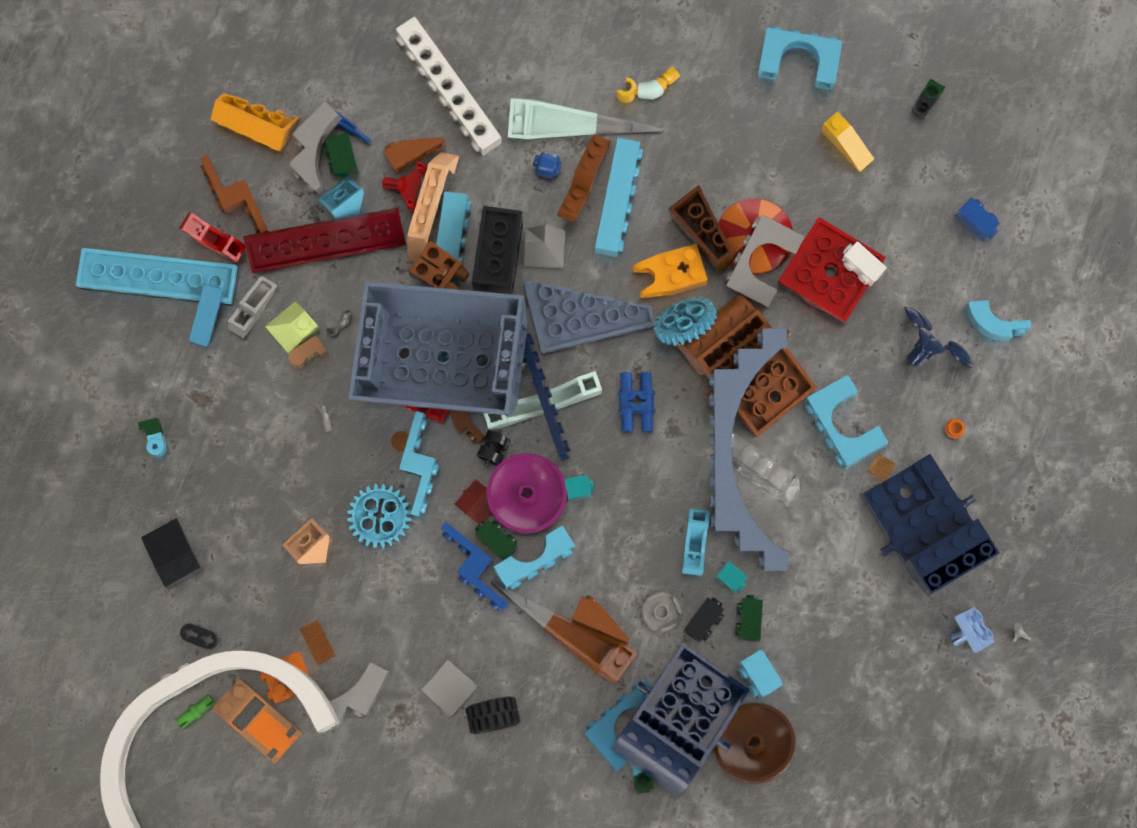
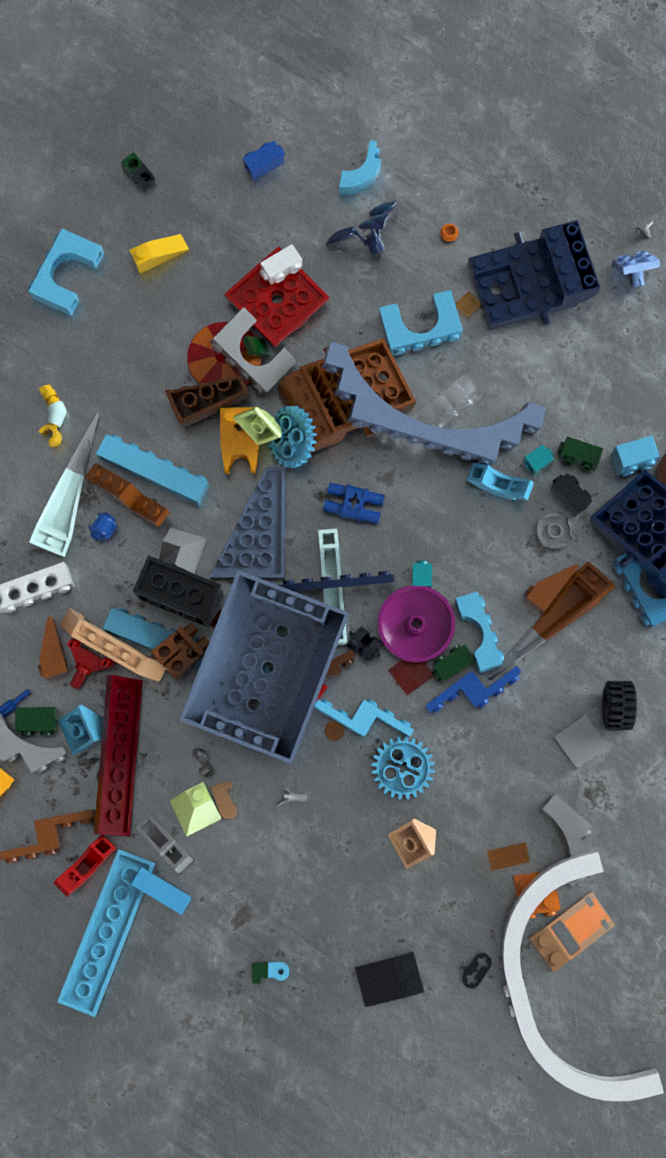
camera: 75 degrees left, 0 degrees up
(194, 711) = (549, 991): bright green pin -> none
(685, 285) = (259, 425): none -> yellowish green slope
(771, 263) = (256, 346): none -> dark green tile

